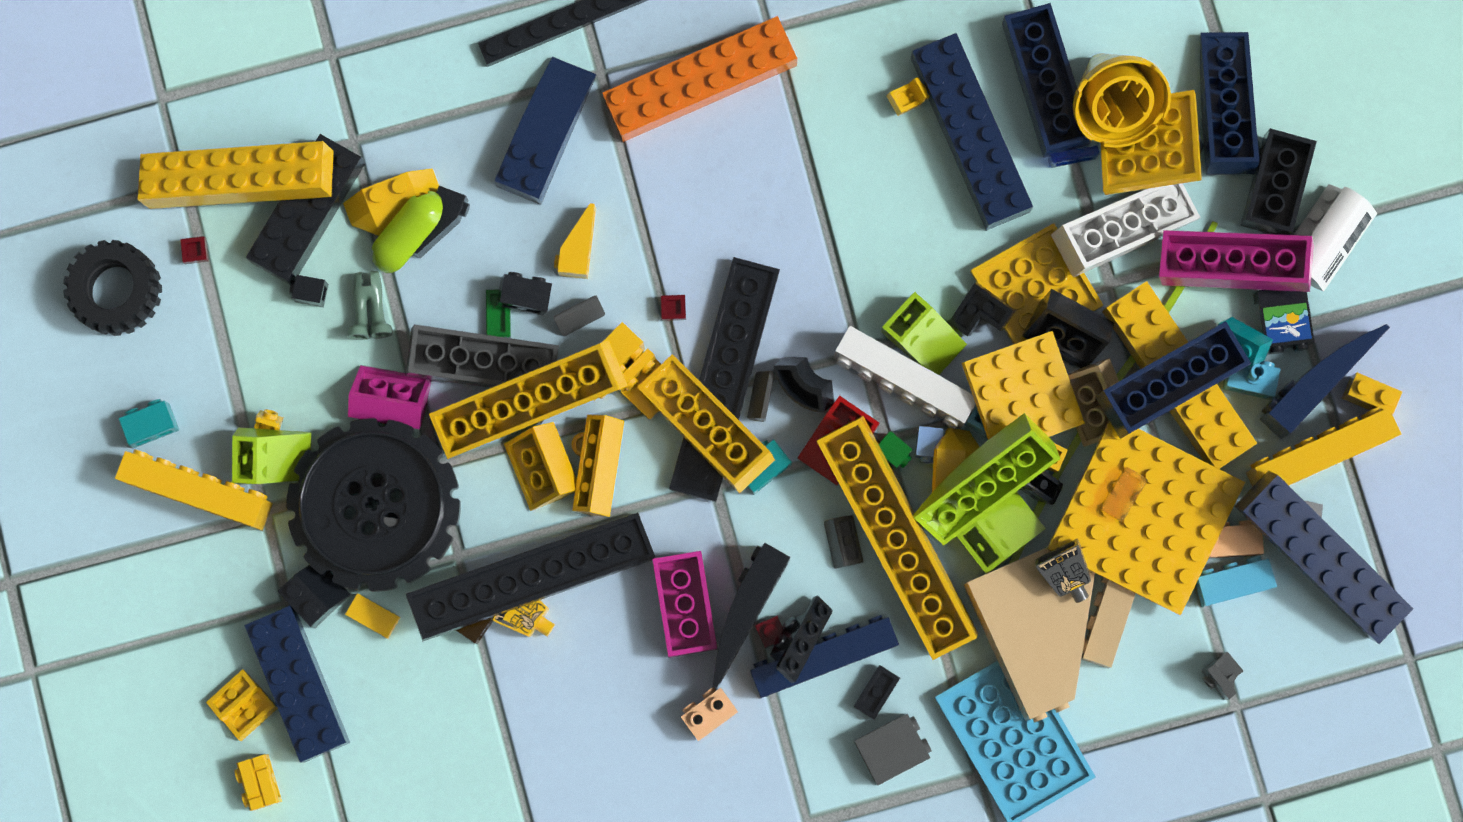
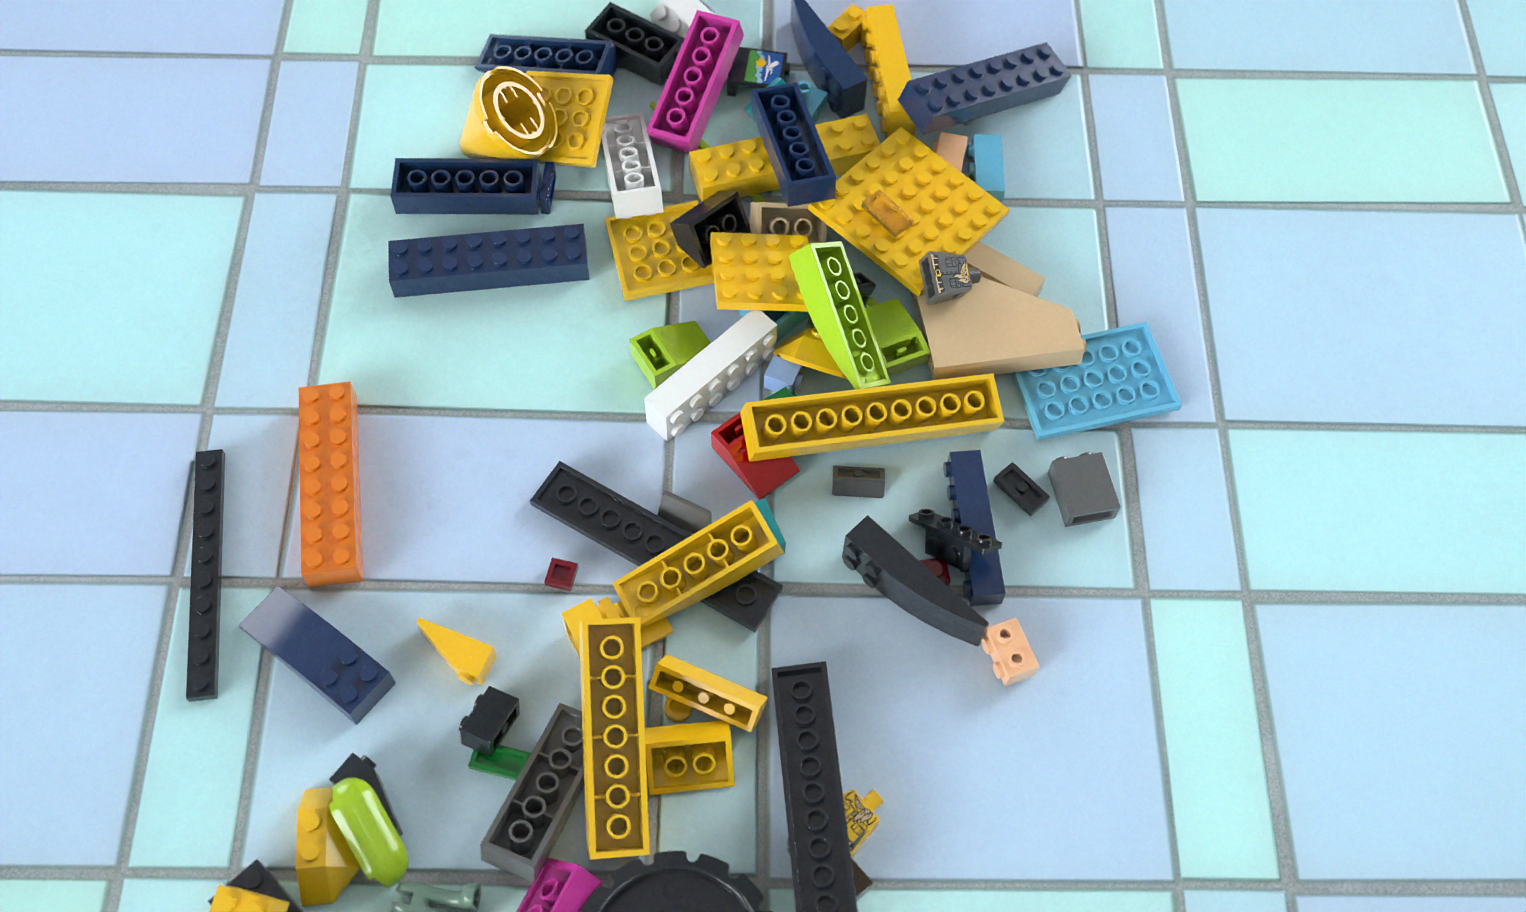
camera: 80 degrees left, 20 degrees down
(579, 315) = (535, 672): dark grey slope -> none
(684, 604) = (886, 643): dark pink brick -> none
(803, 384) = (688, 468): black brick -> none
(908, 96) = (431, 302): yellow bracket -> none
(981, 304) = (661, 294): black plate -> none
(1222, 674) = (1070, 200): dark grey brick -> none

